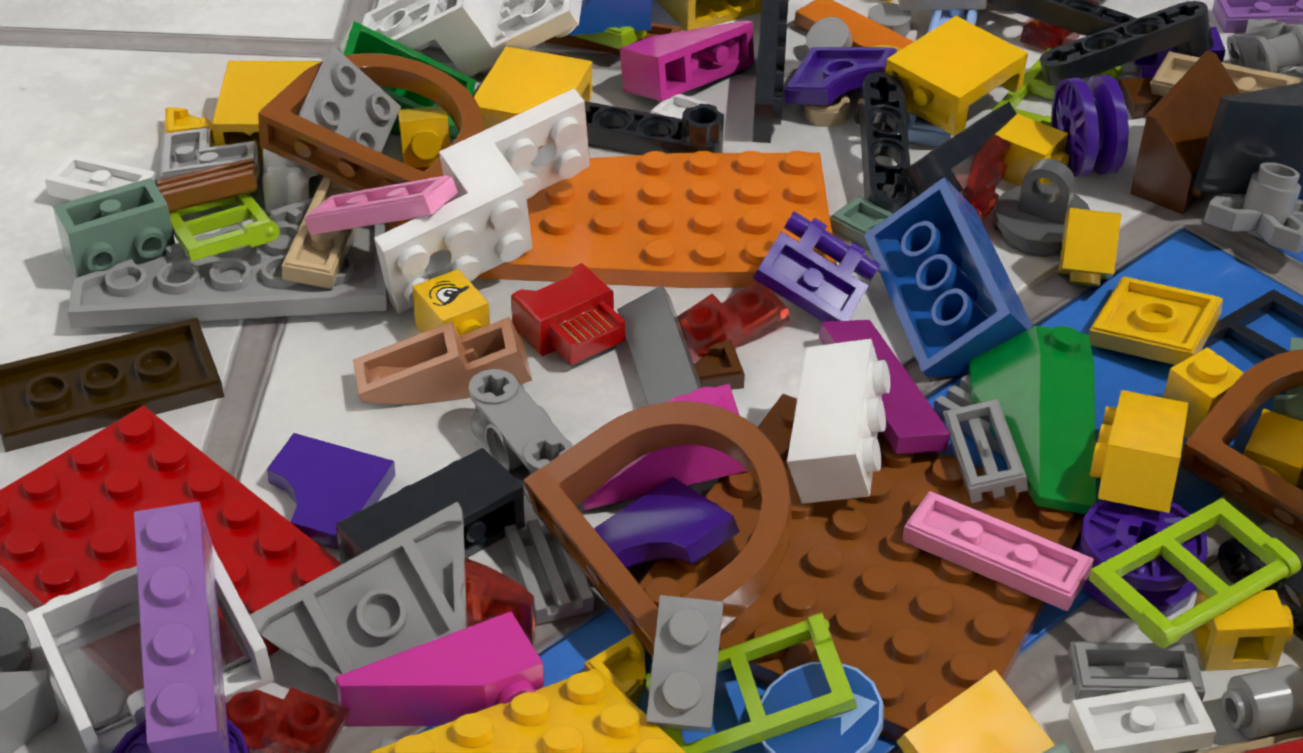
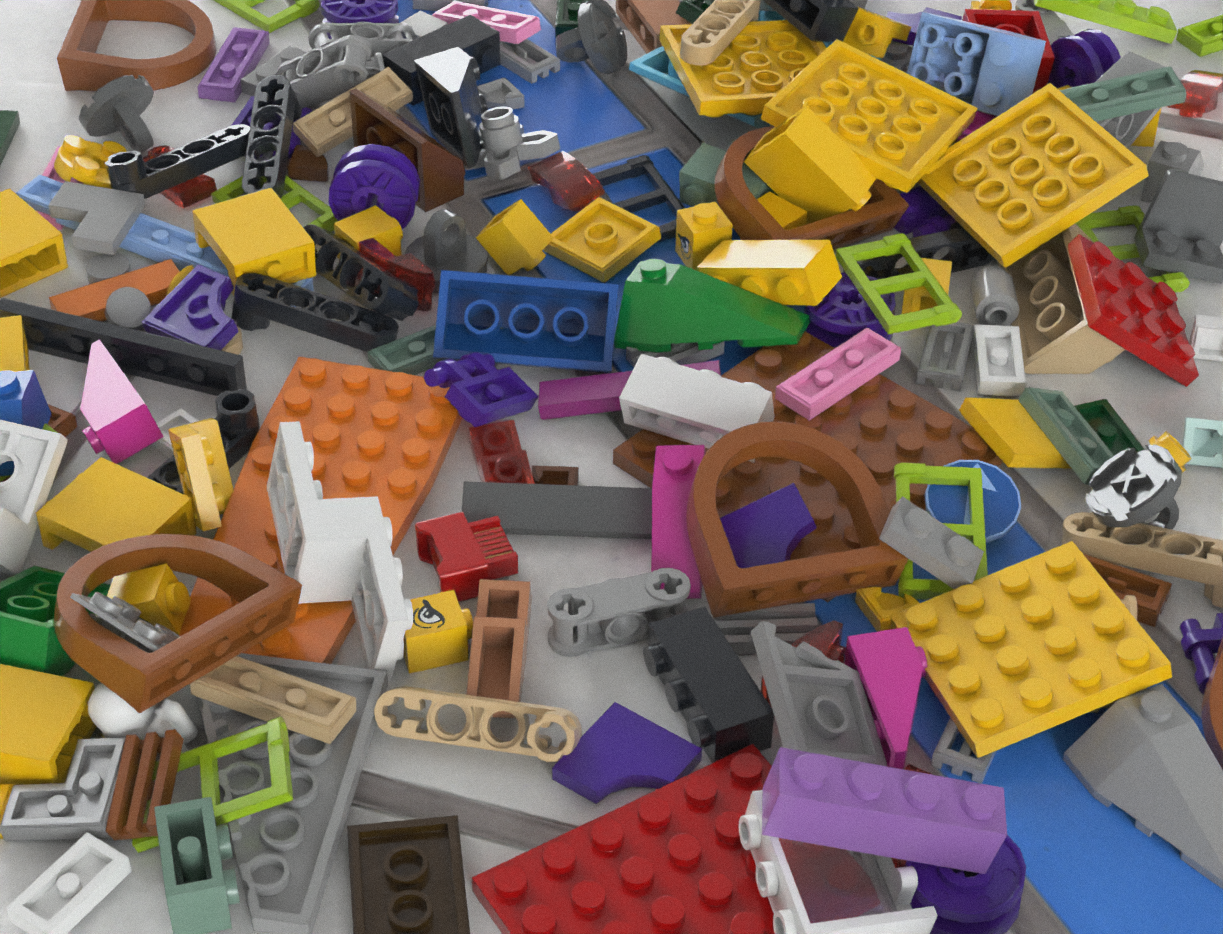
camera: 75 degrees left, 0 degrees up
(333, 402) = (477, 727): none -> tan beam
(381, 205) = (321, 618): bright pink tile -> none
(607, 104) = (203, 470): none -> yellow bracket
(993, 480) = (737, 356): light grey tile -> none
(1241, 271) = (568, 181): none -> clear red slope

